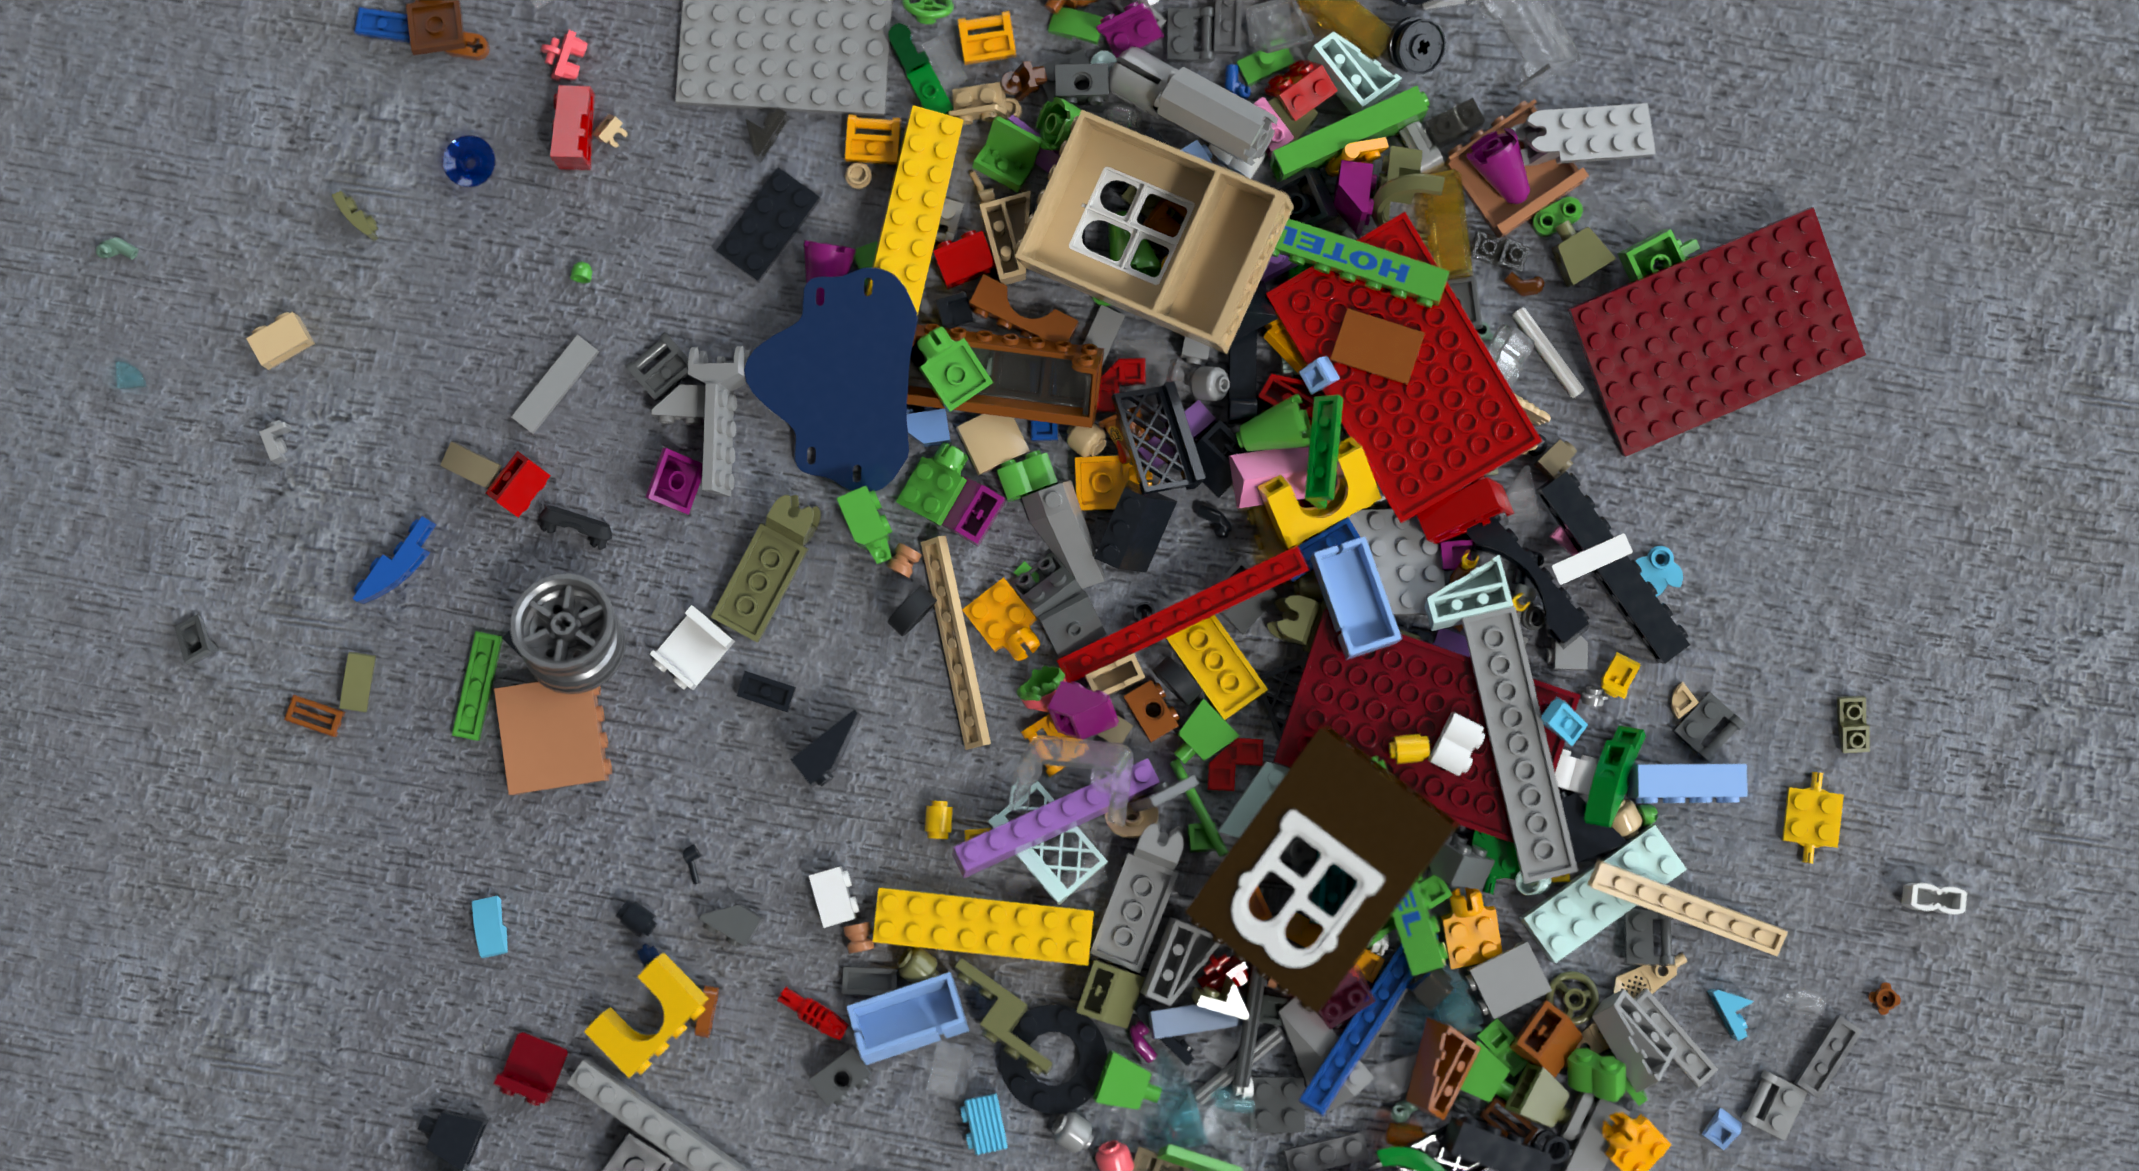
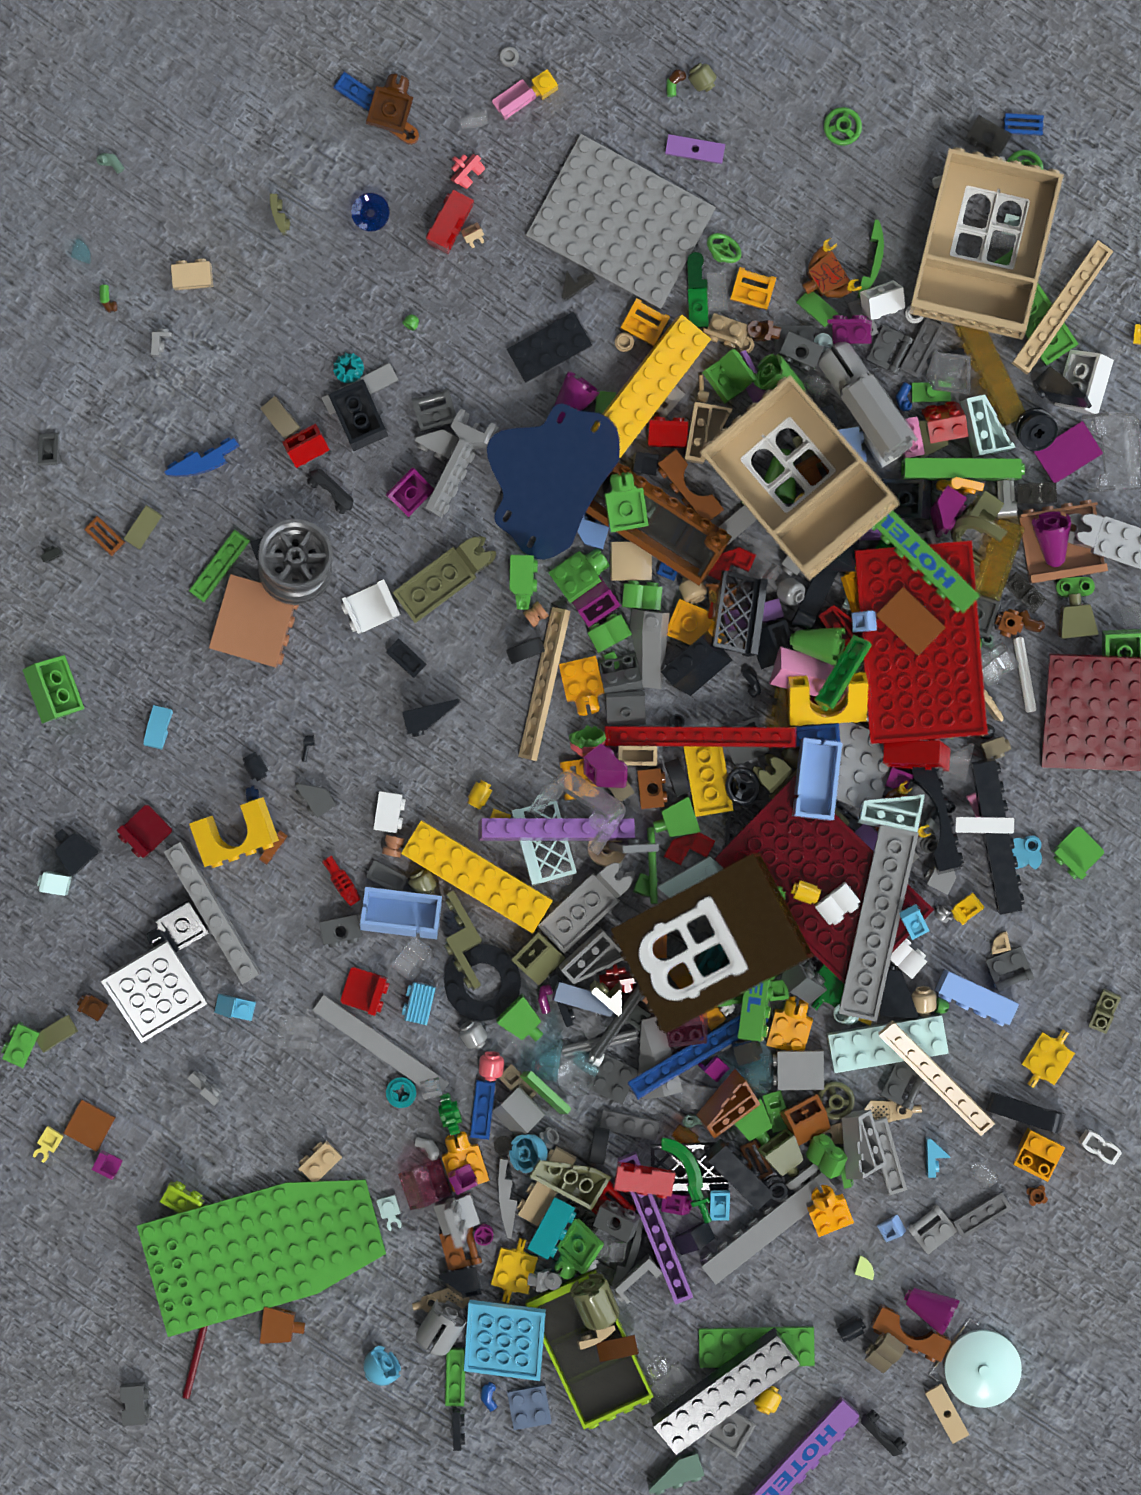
camera: 25 degrees right, 5 degrees up
(182, 419) = (105, 301): none -> arm
(255, 770) = (51, 553): none -> pearl dark grey plate
(333, 940) = (53, 689): none -> bright green slope
(536, 371) = (352, 374): none -> teal gear
(567, 416) = (358, 415): none -> black slope
(908, 1141) = (365, 990): none -> red bracket
(1007, 541) = (609, 633): none -> bright green brick
(1255, 662) = (735, 792): none -> black piece
(1401, 1029) = (715, 1068): none -> magenta panel
(1469, 57) = (1068, 452): none -> magenta tile
(1495, 305) = (1002, 626): none -> dark orange brick
(1611, 775) = (929, 970): green slope -> none
(1722, 542) = (1077, 853): none -> bright green bracket
(1818, 899) = (1025, 1112): none -> black beam
(1861, 945) = (1038, 1154): none -> light orange slope

